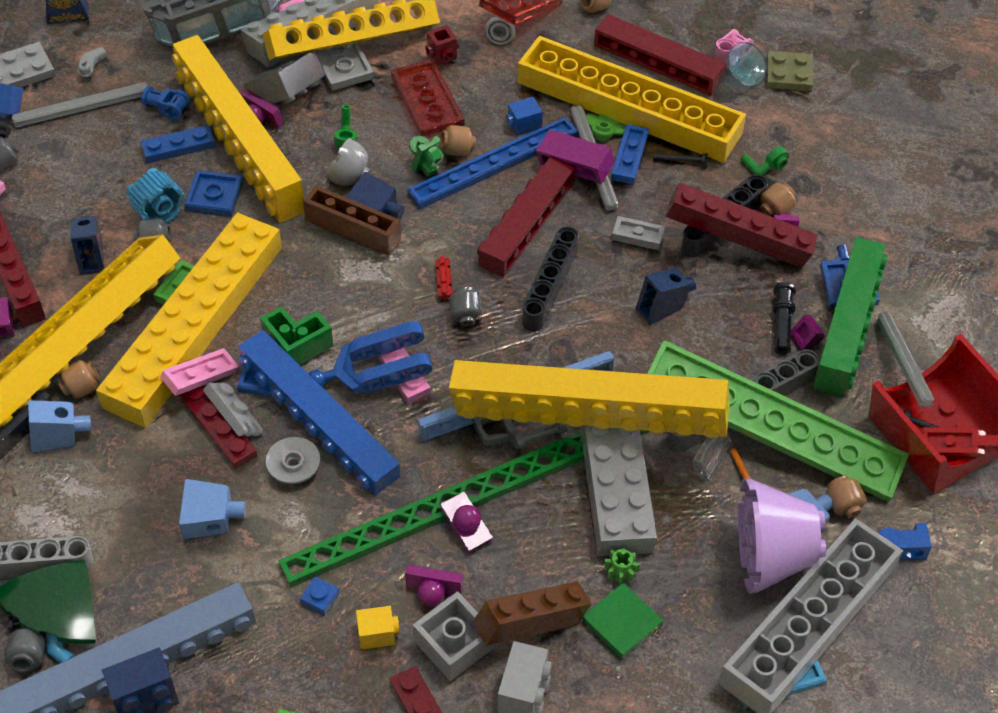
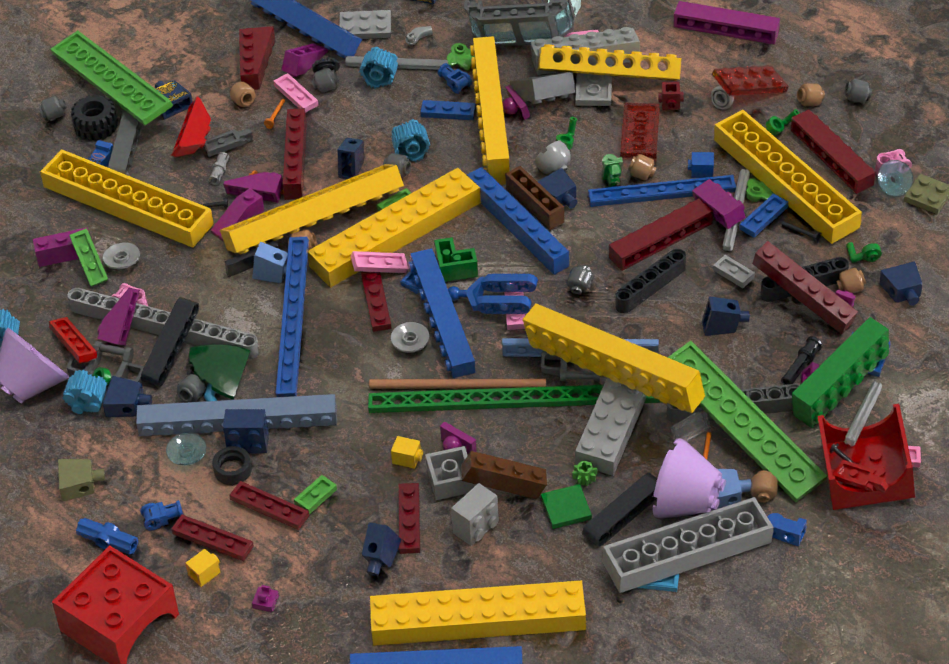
camera: 30 degrees right, 5 degrees down
(64, 116) = (378, 67): none -> dark azure brick
(122, 494) = (292, 317): none -> blue plate
(159, 72) = (460, 55): none -> bright green plate
(207, 509) = (340, 347): medium blue torso -> none
(213, 193) = (454, 151): blue tile -> none
(233, 409) = (389, 293): light grey hinge -> none
(319, 596) = (383, 423): blue plate -> none
(351, 257) = (520, 222): none -> blue brick
(384, 503) = (454, 383): none -> nougat piece
(444, 279) = (578, 255): red axle -> none
(466, 522) = (499, 412): magenta tile -> none
(580, 42) = (776, 125): none -> green plate
(698, 597) = (621, 511): none -> black beam
(833, 183) = (902, 283): none -> dark blue torso

